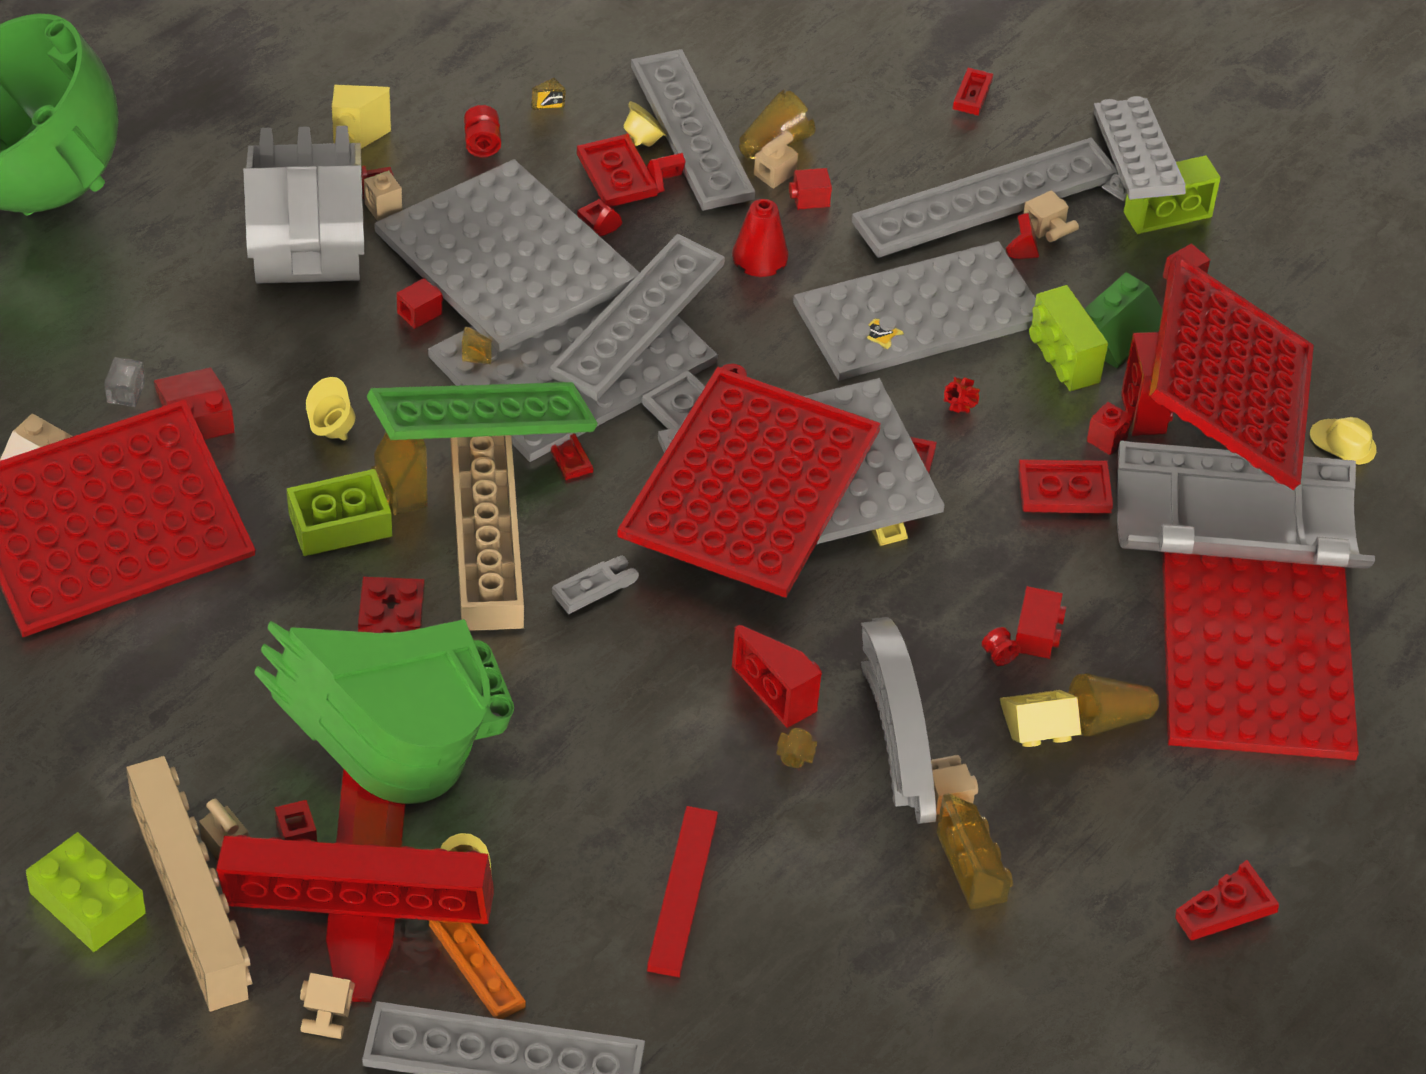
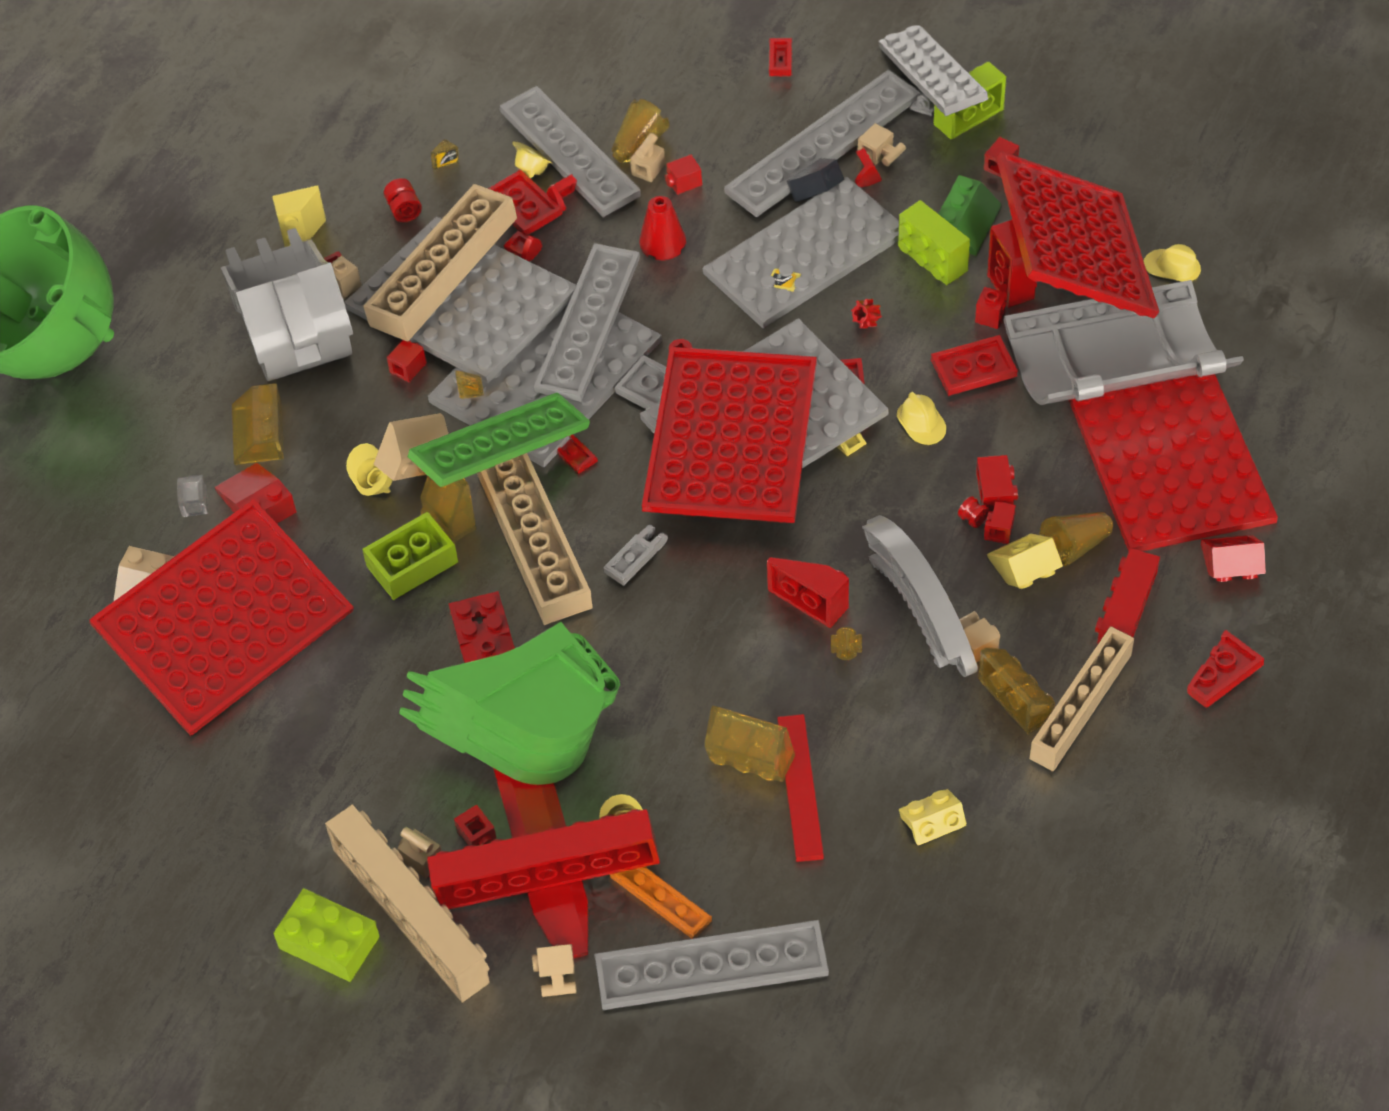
camera: 10 degrees left, 5 degrees up
(228, 327) = (257, 425): none -> clear yellow slope
(376, 374) = (401, 437): none -> tan slope
(494, 206) = (440, 262): none -> tan brick
(638, 823) = (748, 744): none -> clear yellow slope
(823, 967) = (933, 816): none -> light yellow bracket
(959, 233) = (815, 179): none -> black slope
(981, 529) = (921, 419): none -> light yellow piece
(1027, 667) = (1000, 523): none -> red brick
(1045, 886) = (1081, 699): none -> tan brick
(1144, 793) = (1129, 593): none -> red brick
(1288, 782) = (1234, 557): none -> slope

